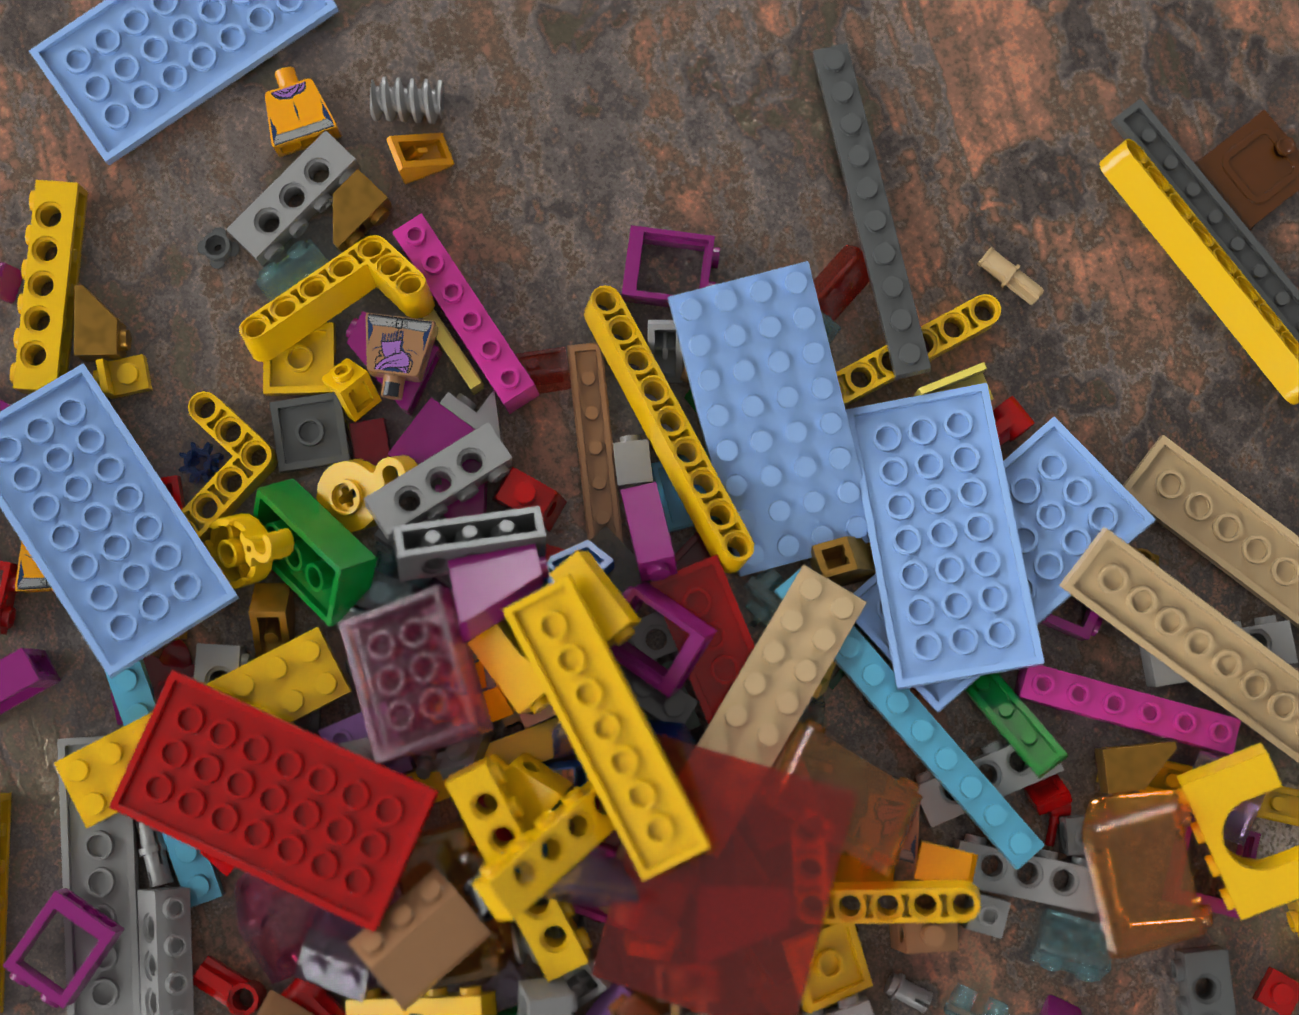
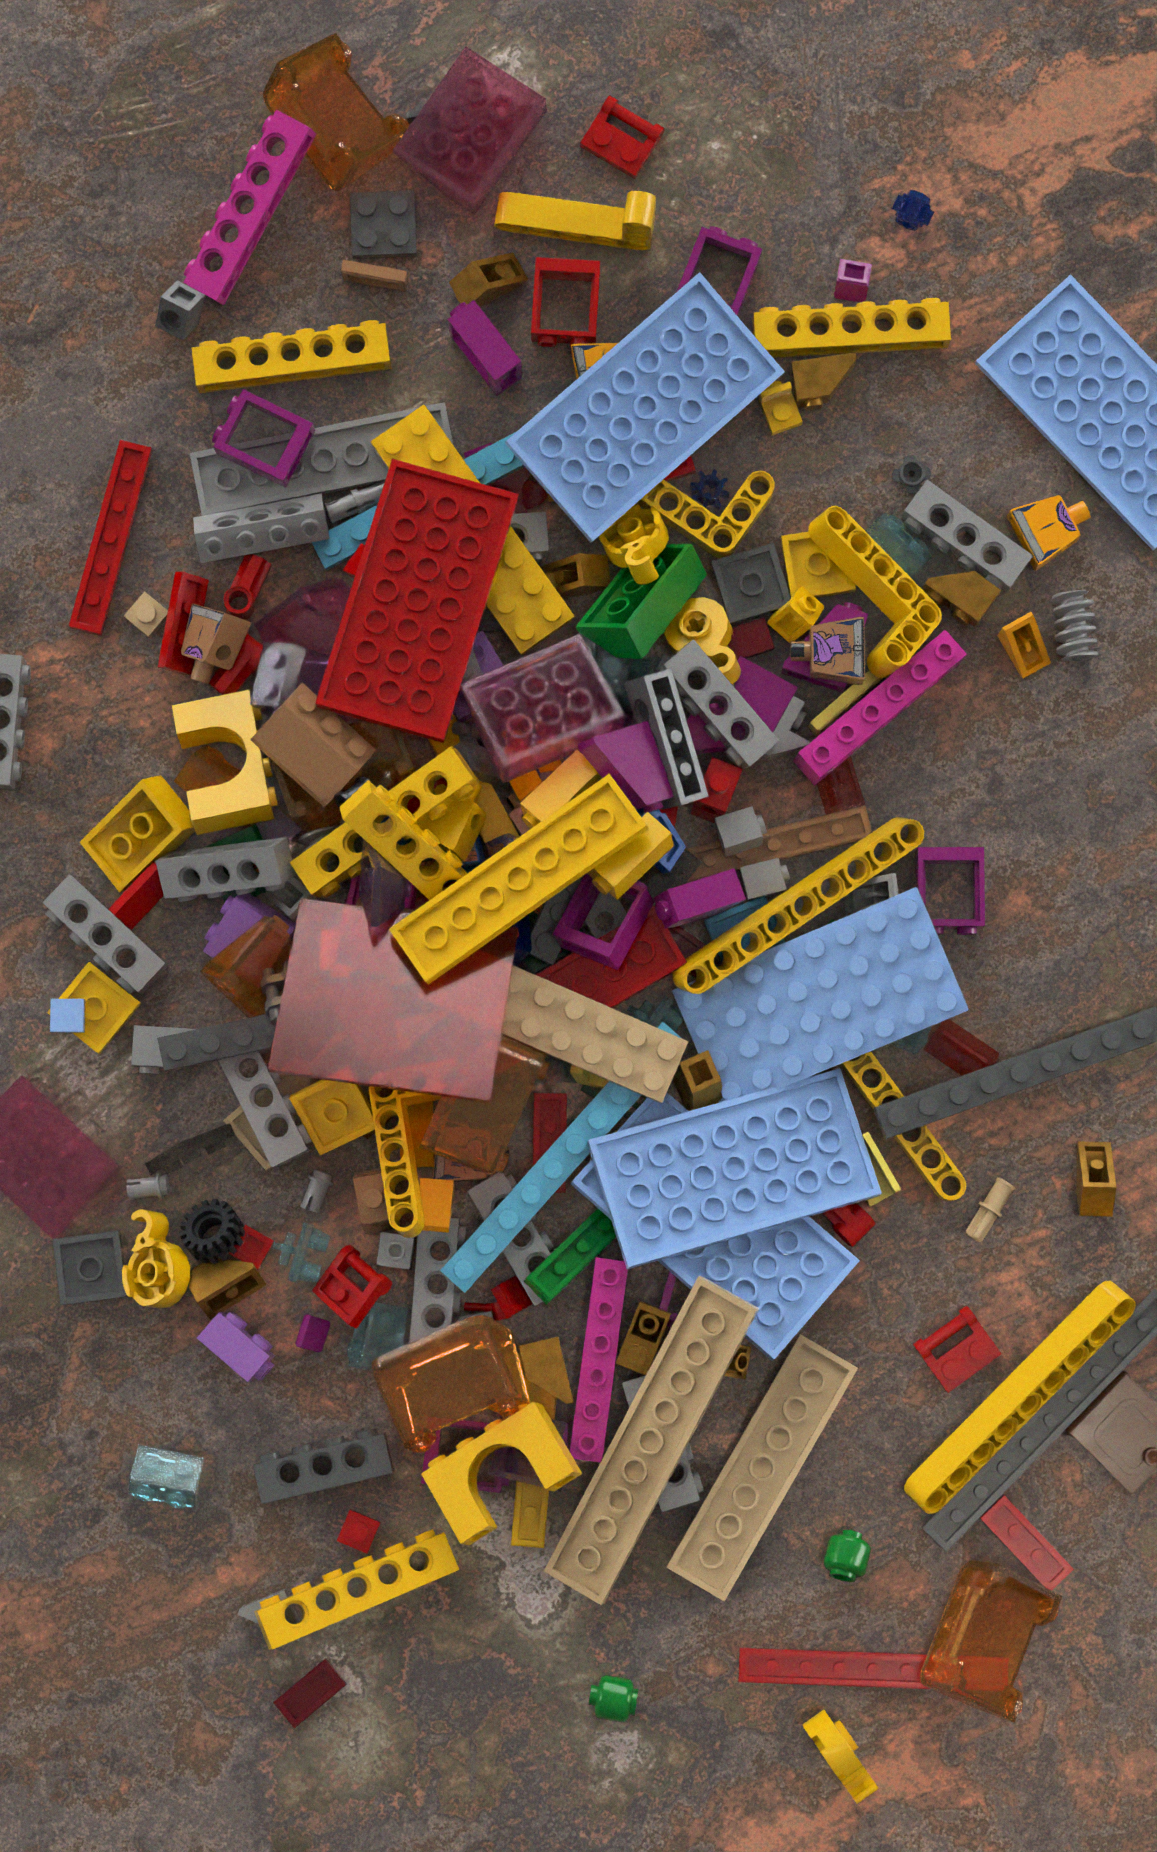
camera: 85 degrees right, 0 degrees up
(577, 480) = (740, 831): none -> light grey brick
(865, 728) = (548, 1124): none -> red plate
(992, 162) = (1095, 1179): none -> pearl gold slope
(1027, 977) = (344, 1294): none -> red plate
(1112, 658) = (643, 1338): none -> pearl gold slope
(1162, 326) = (962, 1359): none -> red plate

